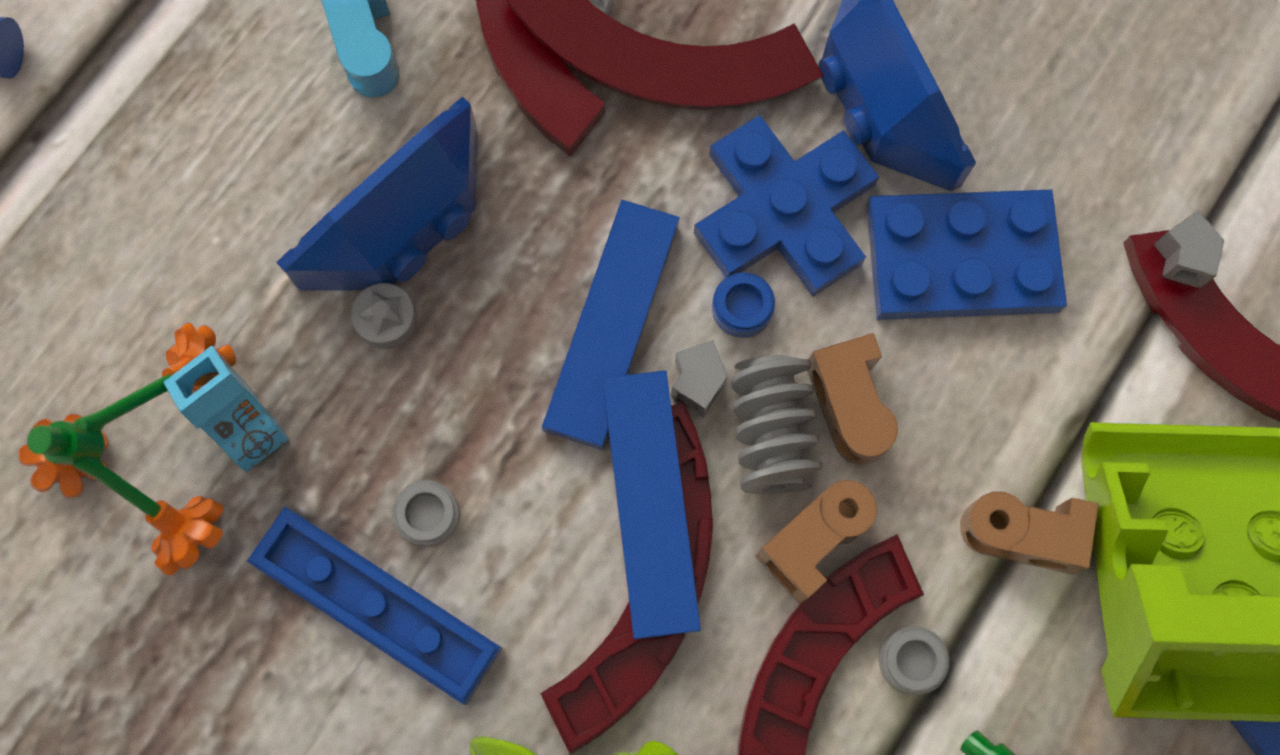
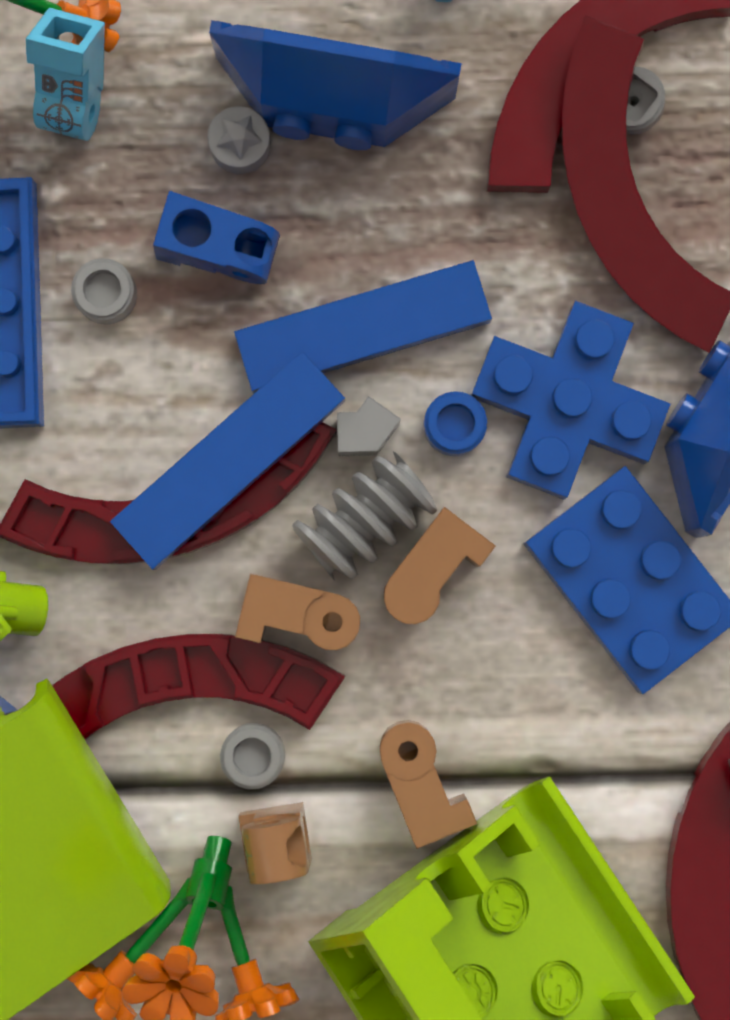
camera: 55 degrees right, 10 degrees up
(453, 389) = (215, 240): none -> blue leg
(1009, 687) = (275, 843): none -> medium nougat leg

